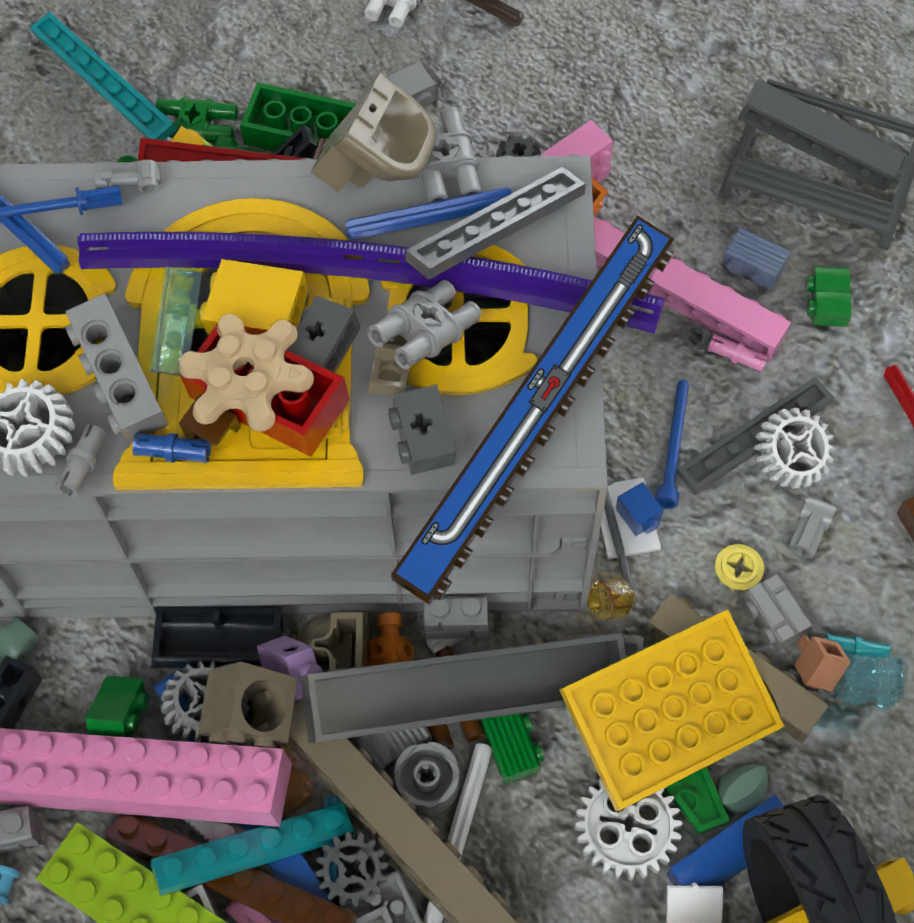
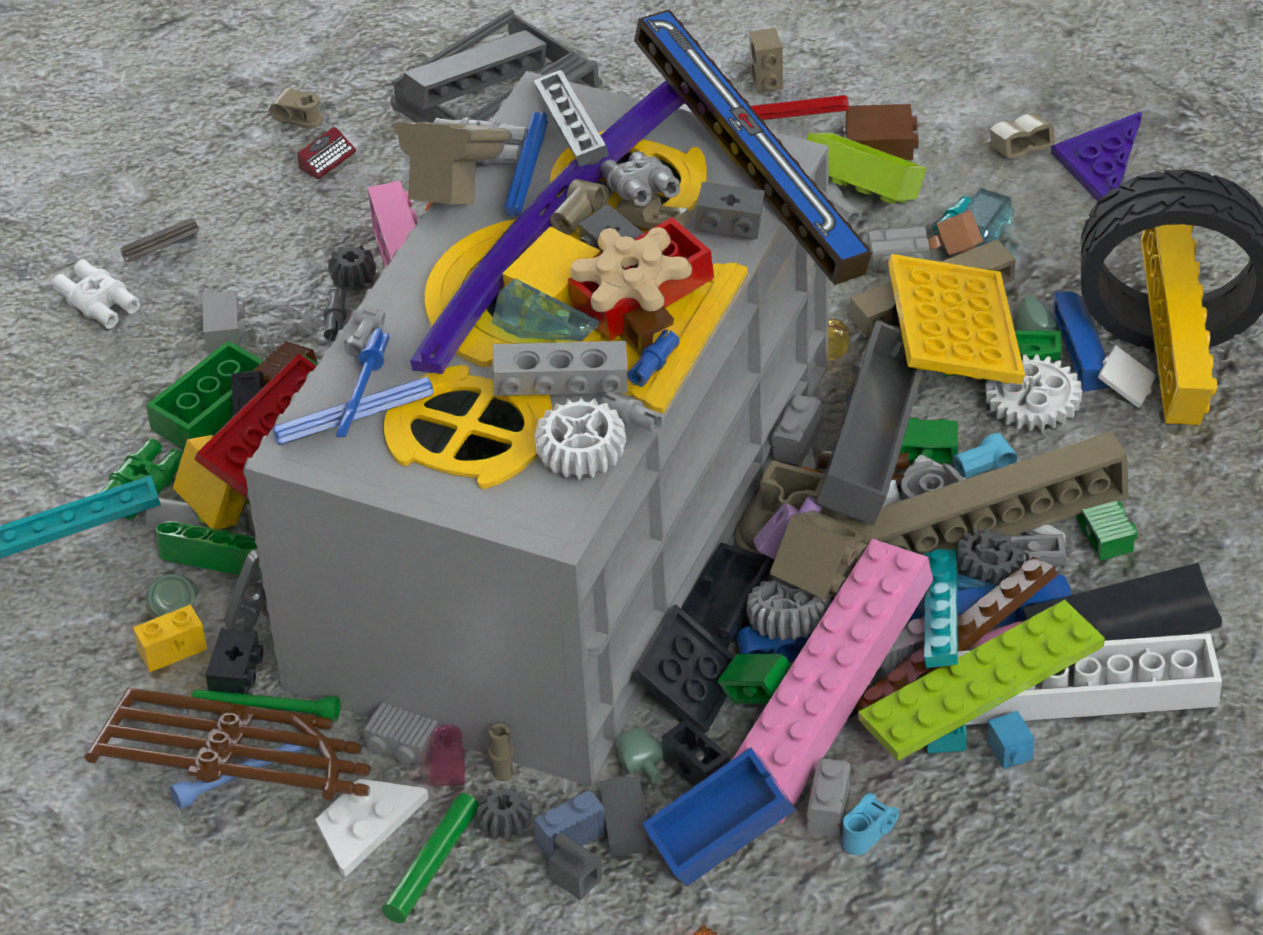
camera: 65 degrees left, 20 degrees down
(102, 639) = (684, 668): none -> black plate
(378, 286) = (581, 200): none -> dark tan piece
(520, 816) = (991, 454): none -> medium azure piece
(659, 72) = (325, 153): none -> slope
(704, 26) = (296, 106): none -> dark tan piece
(868, 531) = (870, 169): none -> lime piece

